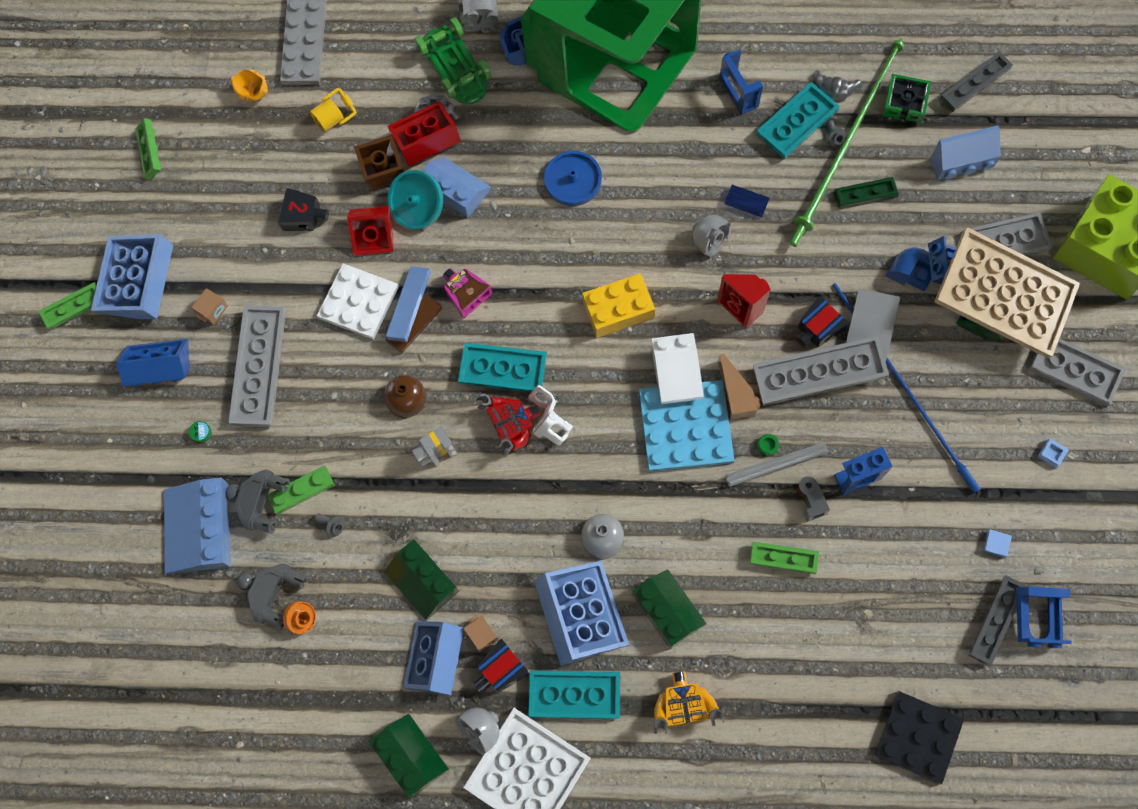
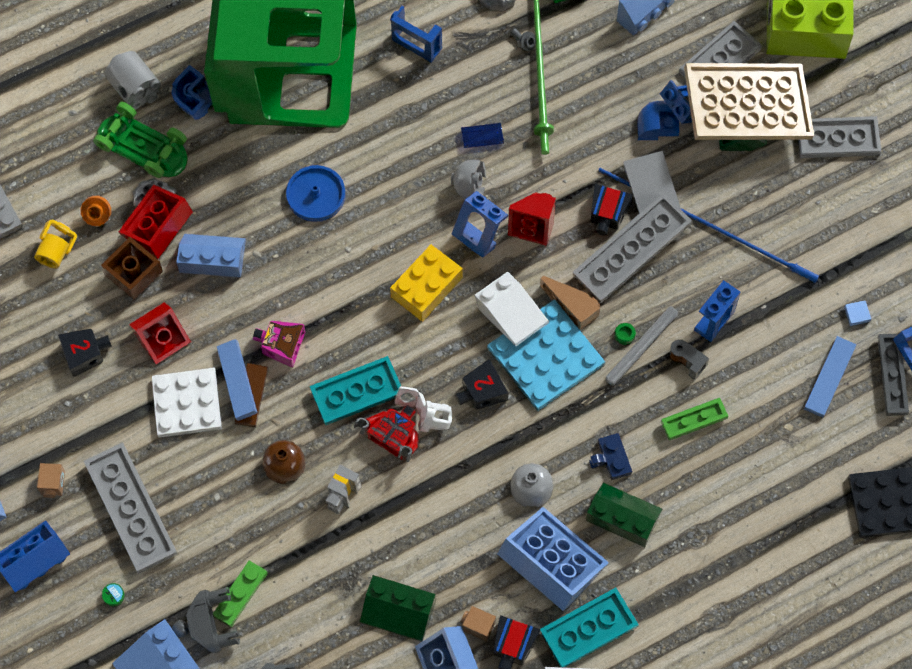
camera: 35 degrees left, 5 degrees down
(334, 525) = (288, 607): dark grey plate -> none
(382, 99) = (95, 210): none -> orange plate
(415, 199) = (186, 284): teal piece -> none
(611, 424) = (482, 387): none -> black torso
(682, 283) = (478, 241): none -> blue panel
(684, 705) = (686, 582): torso -> none
(690, 550) = (612, 456): none -> dark blue plate
(797, 120) = (484, 43): teal plate -> none
(866, 192) = (580, 77): dark green tile -> none
(935, 588) = (830, 376): none -> medium blue tile
(1052, 453) = (858, 216): light blue tile -> none

